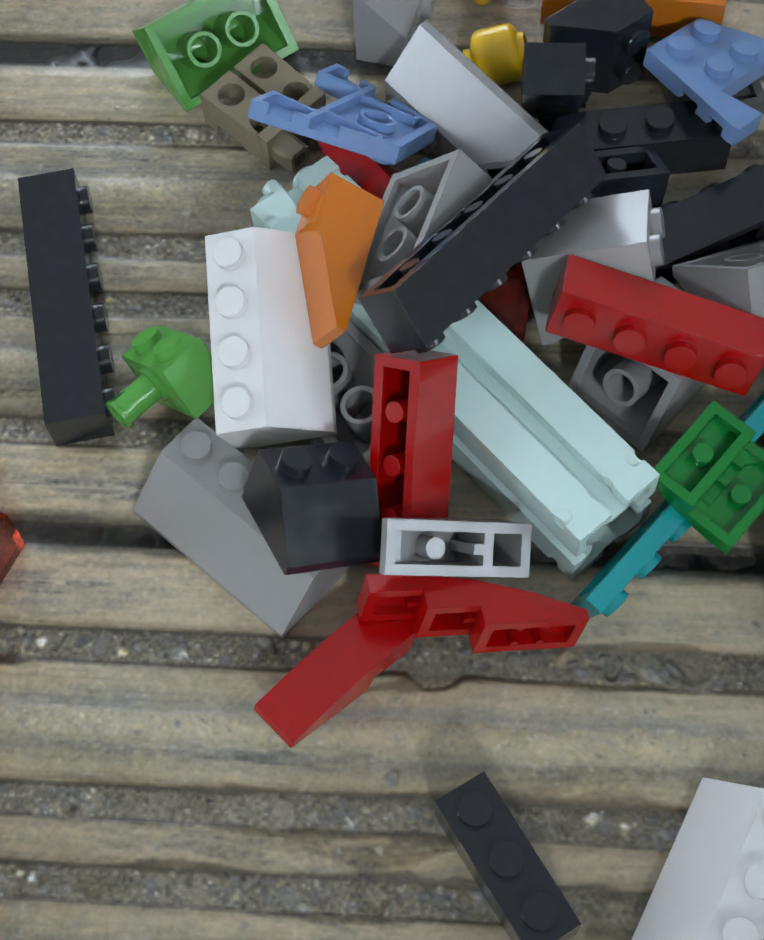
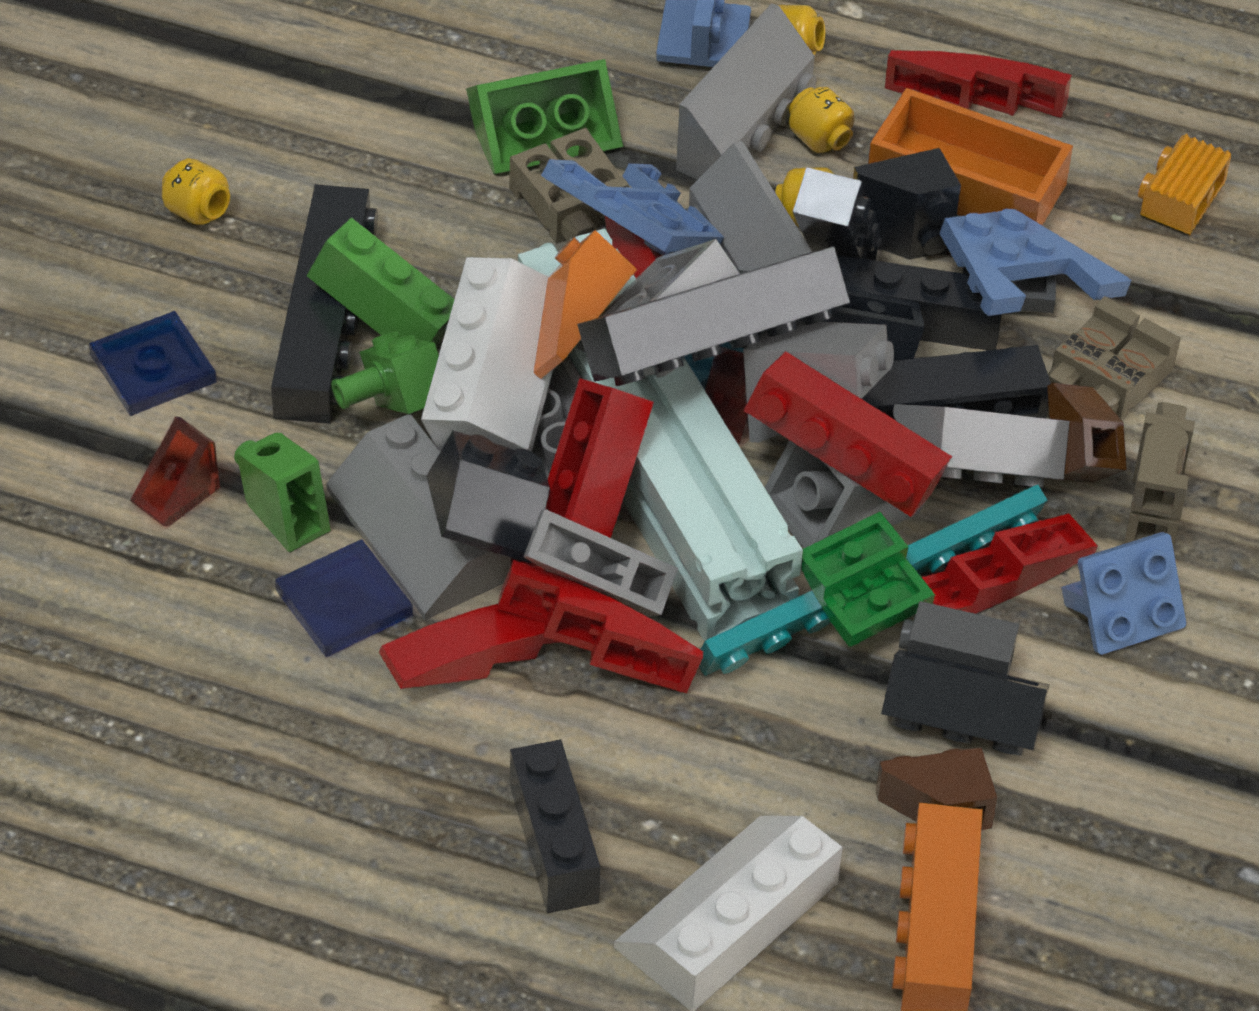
camera: 10 degrees right, 15 degrees down
(76, 528) = (284, 489): none -> bright green torso
(124, 276) = (380, 285): none -> bright green slope
(193, 642) = (343, 597): none -> clear blue tile

